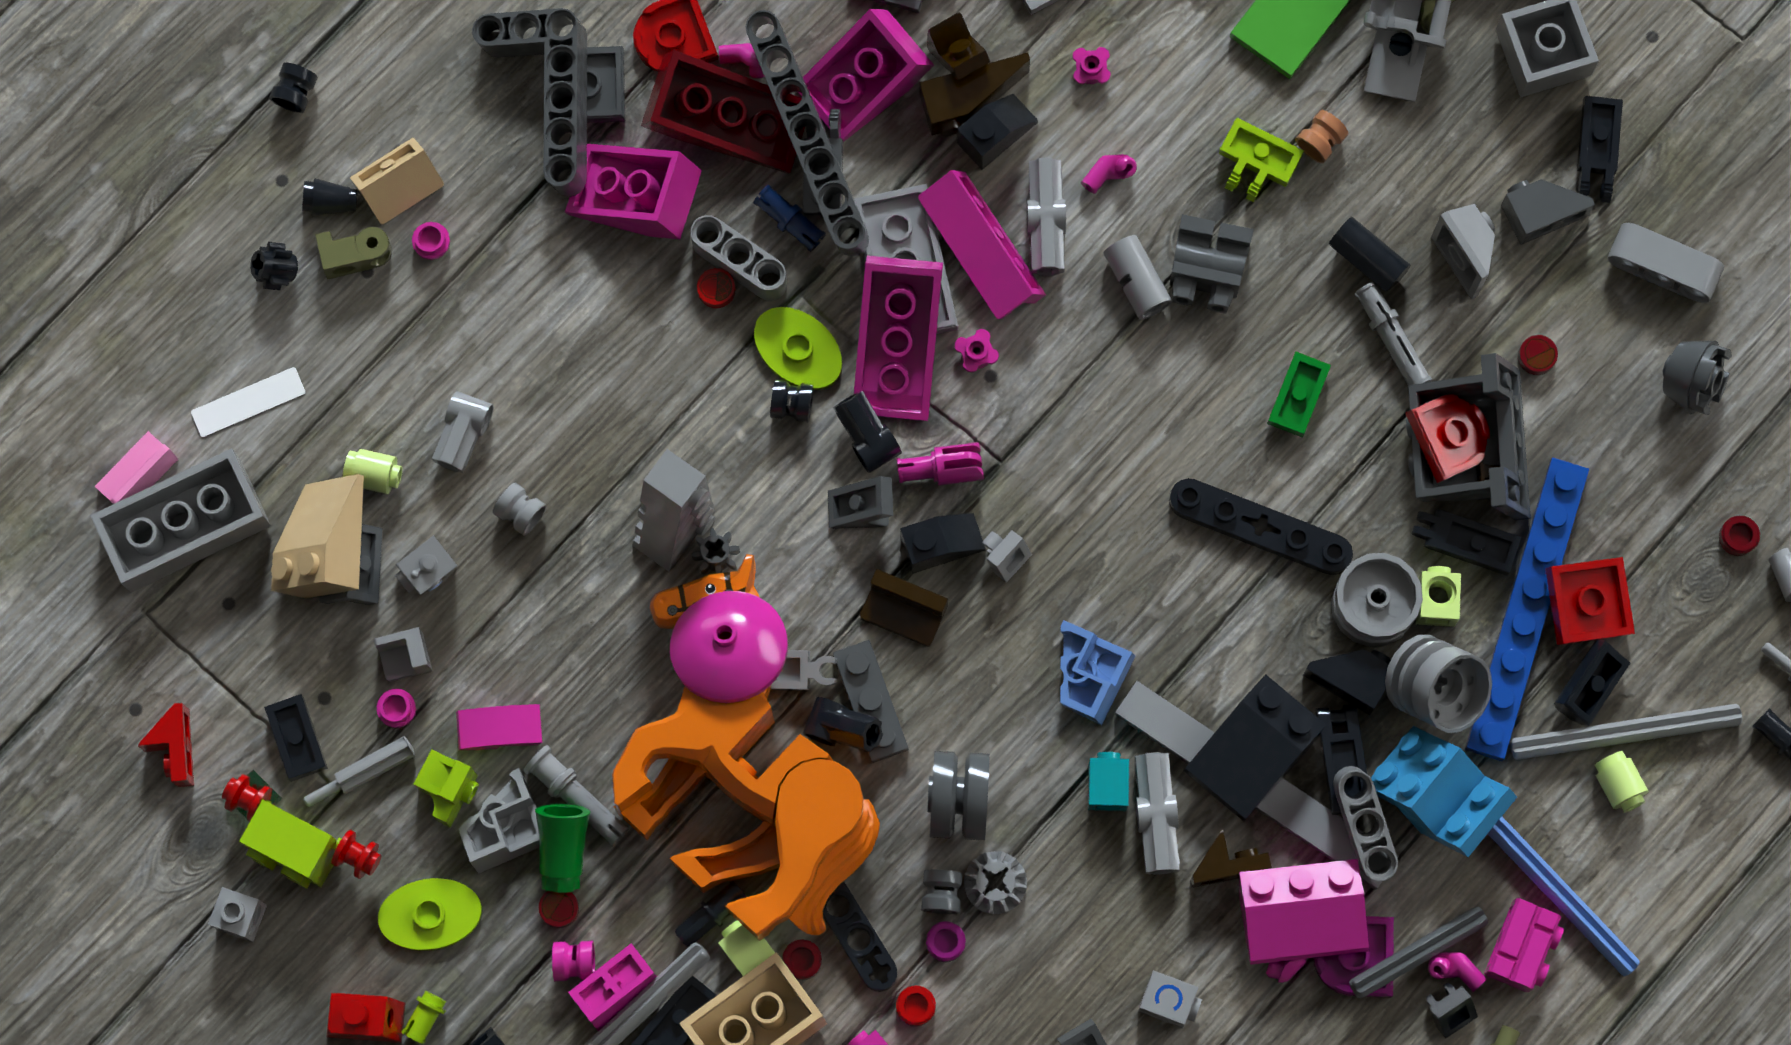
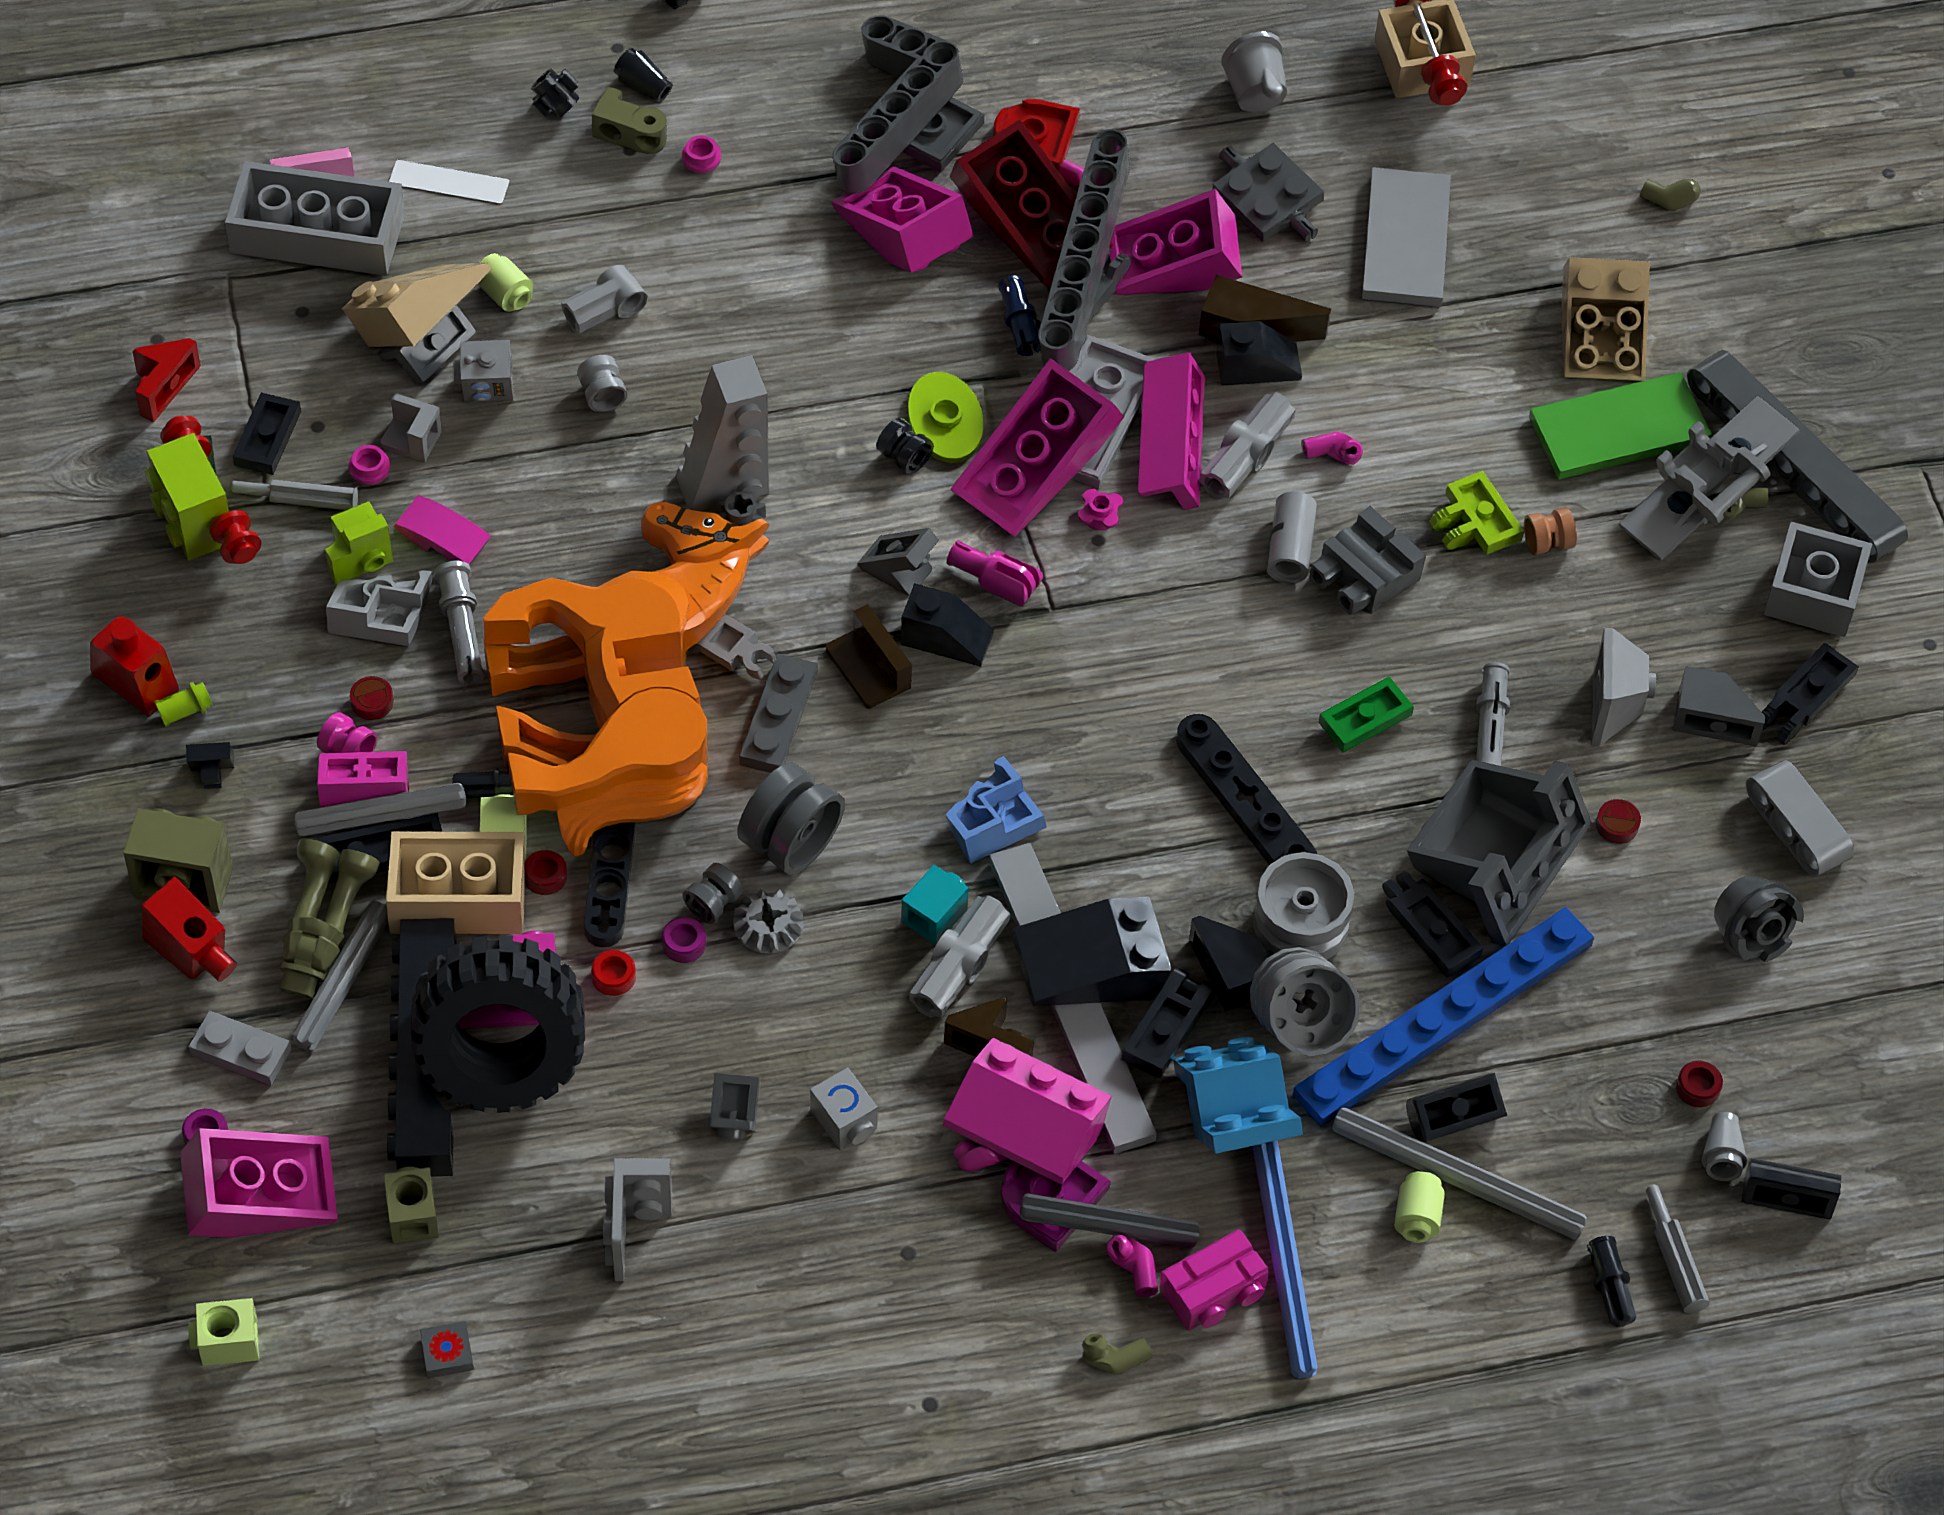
camera: 30 degrees right, 20 degrees down
(237, 914) = (100, 526): light grey brick -> none
(397, 181) = (710, 100): tan panel -> none
(429, 914) = (259, 635): lime piece -> none
(561, 845) = (412, 643): green plant -> none
(716, 288) = (912, 330): red tile -> none
(730, 242) = (950, 316): light grey beam -> none
(735, 666) = (684, 566): dark pink dish -> none
(835, 723) = (734, 706): black piece -> none
(871, 440) = (949, 510): black piece -> none
(955, 47) = (1271, 262): dark brown slope -> none
(1006, 554) = (995, 673): light grey tile -> none
(1087, 75) = (1384, 370): dark pink plate -> none
(1369, 254) = (1520, 643): black brick -> none
(1373, 841) = (1139, 1049): light grey beam -> none
(1440, 613) = (1364, 964): yellowish green brick -> none
(1450, 434) = (1480, 819): red tile -> none
(1453, 1010) = (1102, 1292): black tile -> none
(1590, 600) = (1507, 1037): red plate -> none

